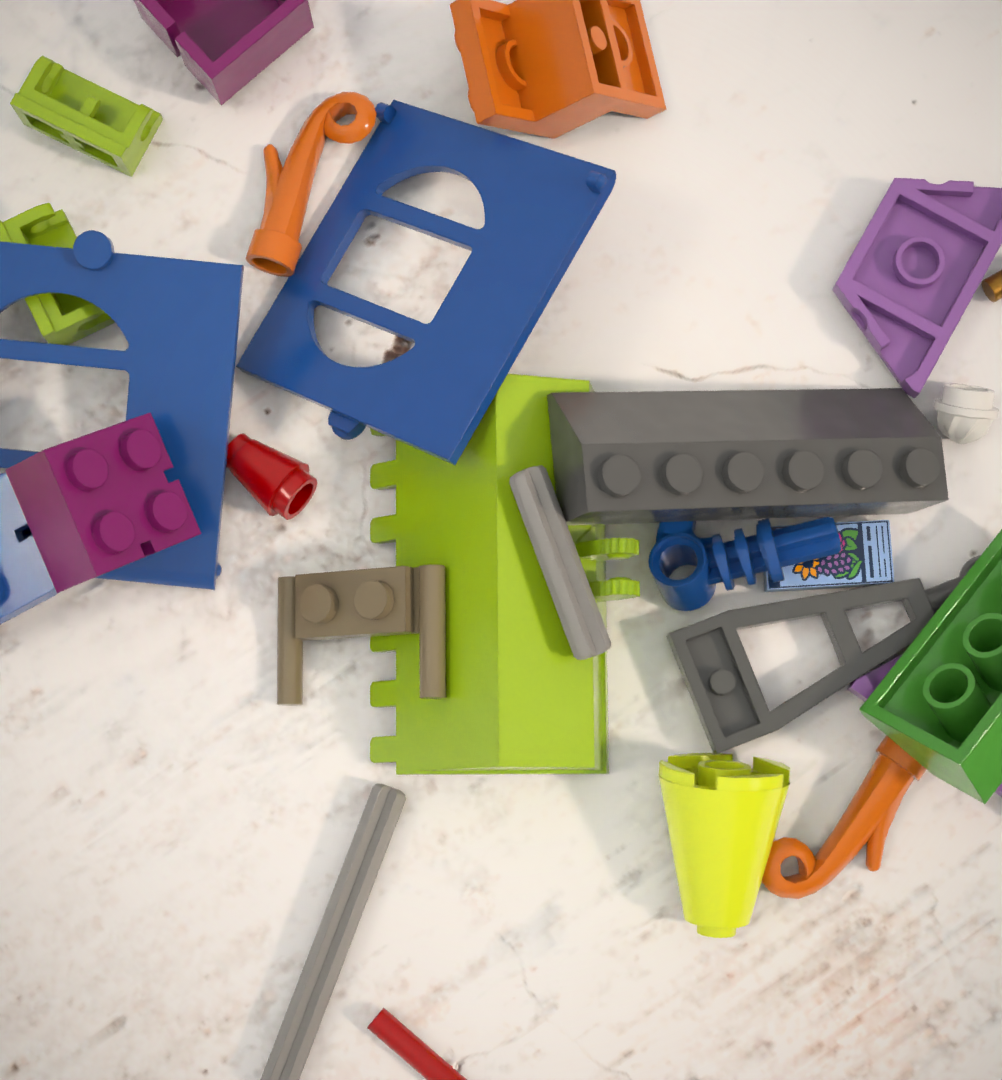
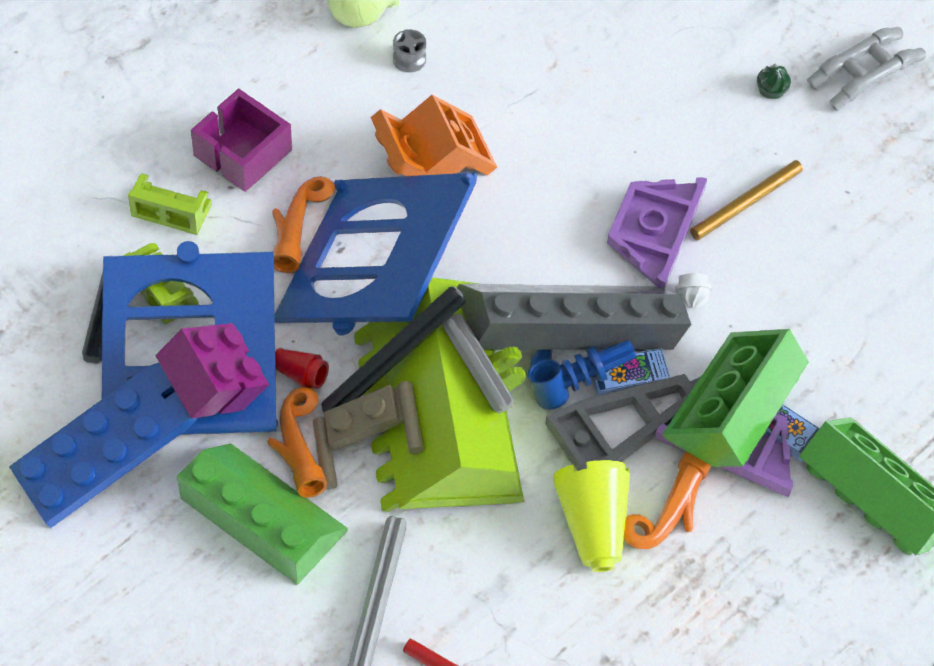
camera: 10 degrees left, 25 degrees down
(169, 738) = (259, 510): none -> bright green slope
(239, 632) = (306, 473): none -> orange plant
(425, 502) = (396, 349): none -> black axle

